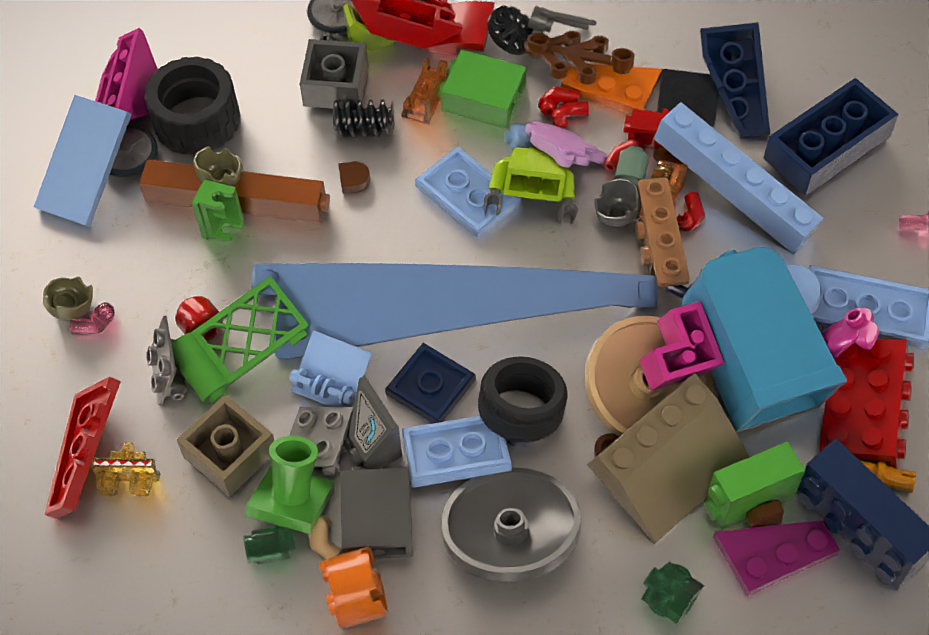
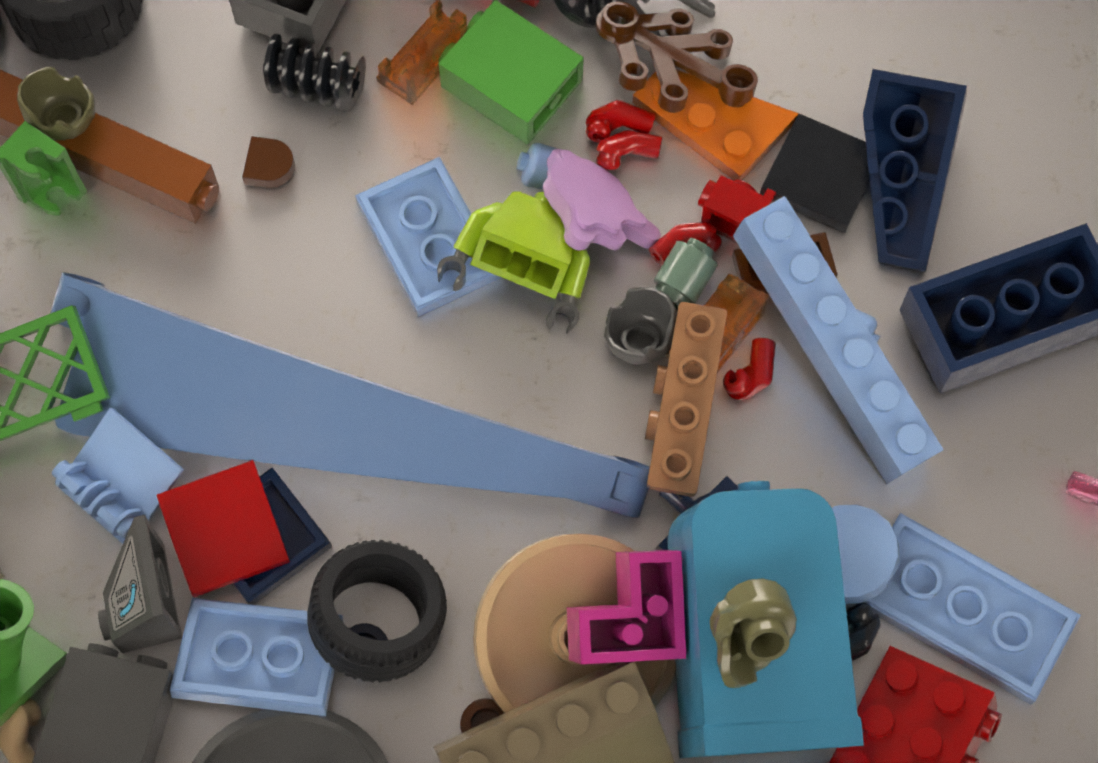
camera: 15 degrees right, 10 degrees up
(328, 431) = (68, 575): light grey hinge -> none
(409, 380) = (223, 528): none -> red slope
(762, 323) = (751, 629): none -> olive head
(854, 328) = (916, 650): dark pink plate -> none

